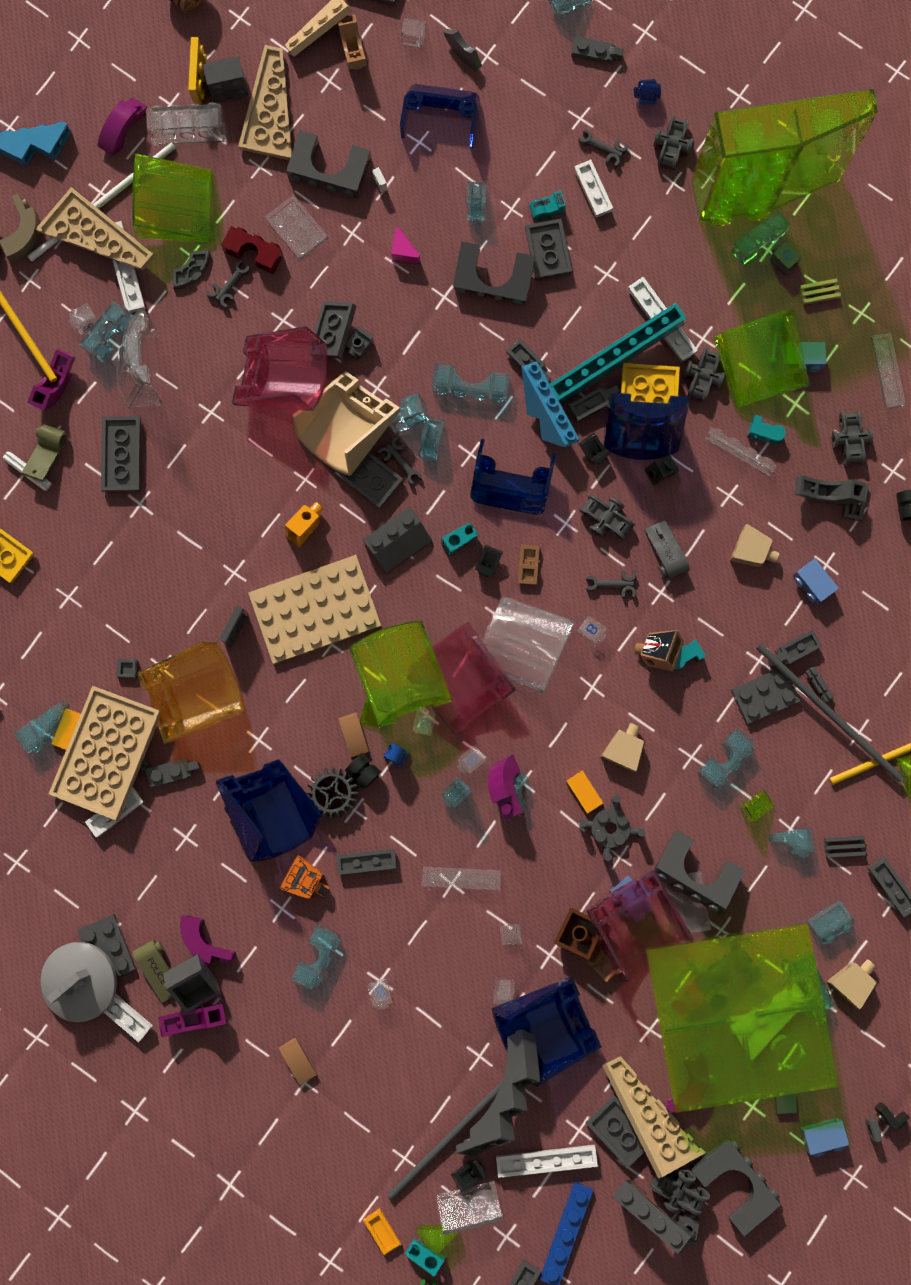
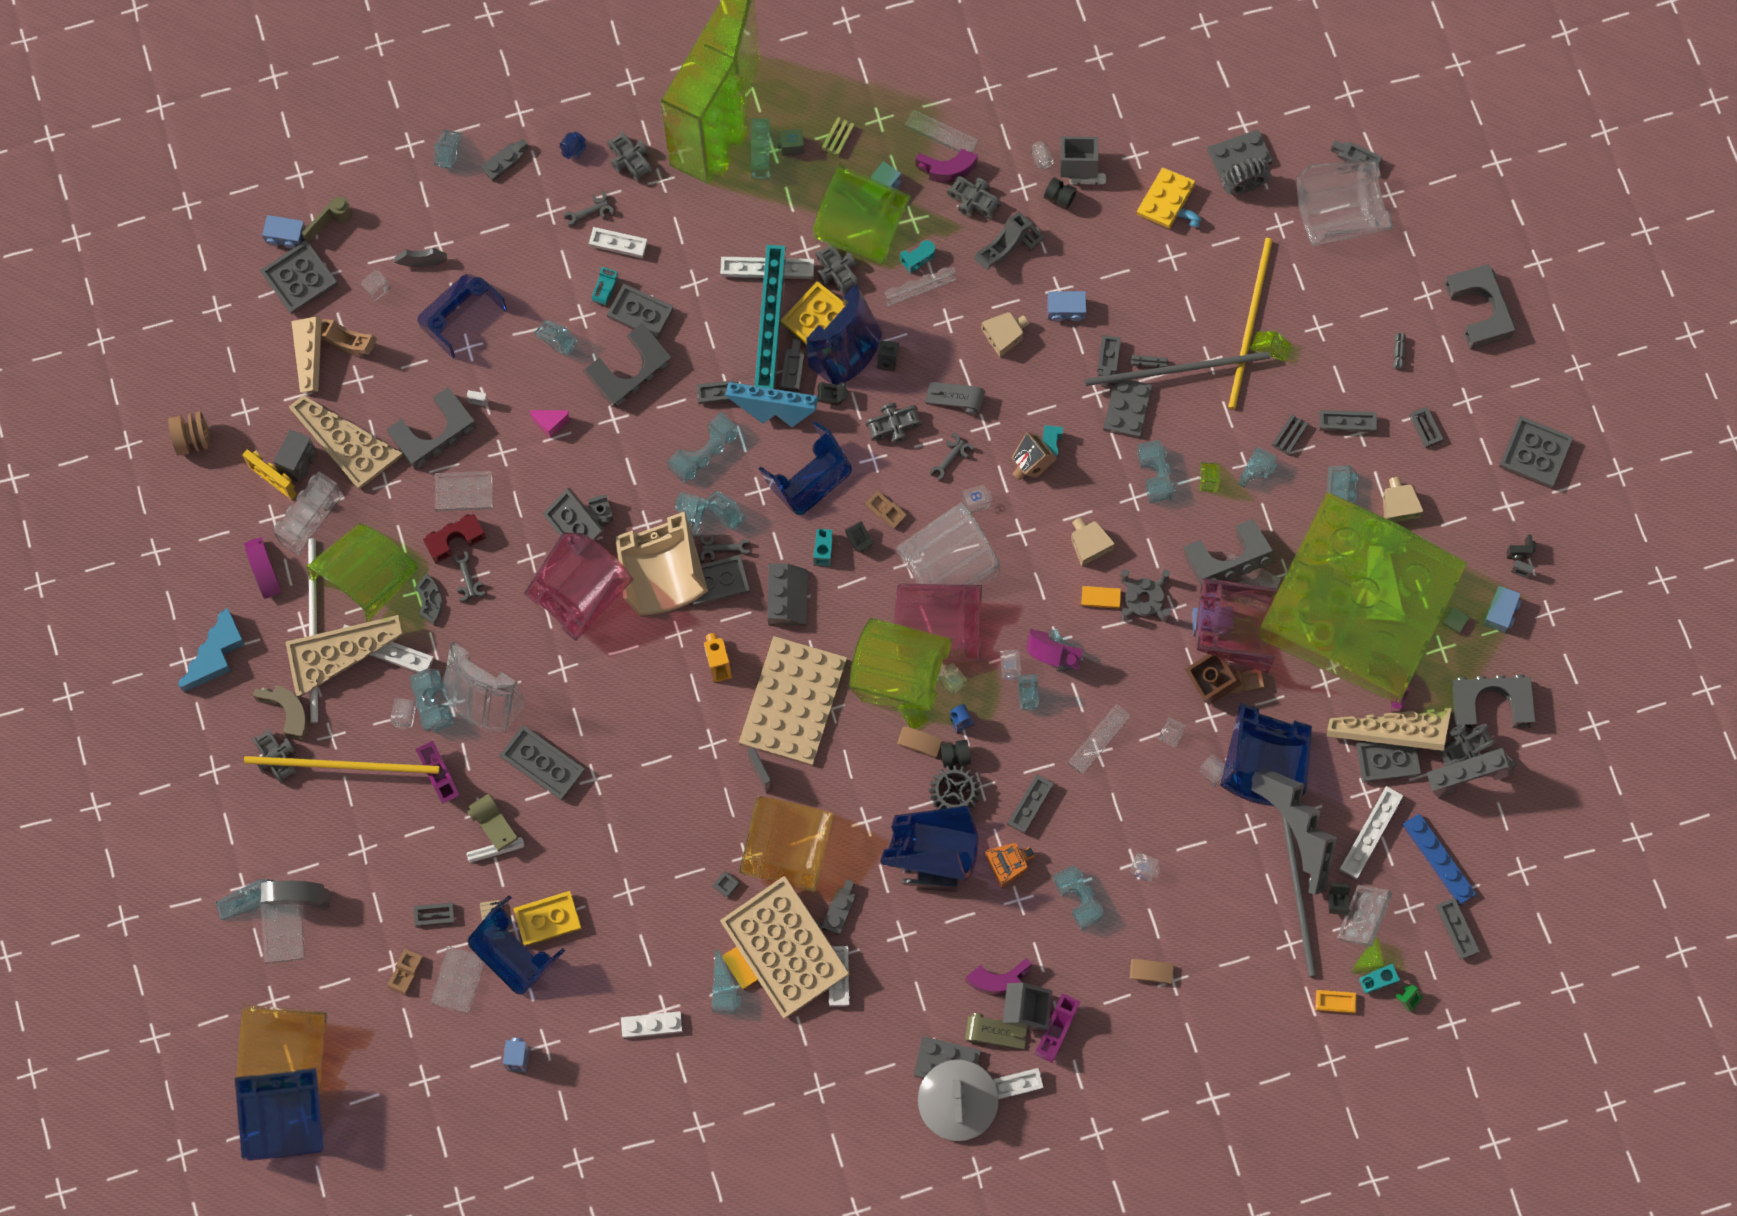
camera: 55 degrees left, 10 degrees down
(859, 400) = (947, 170): none -> magenta arch

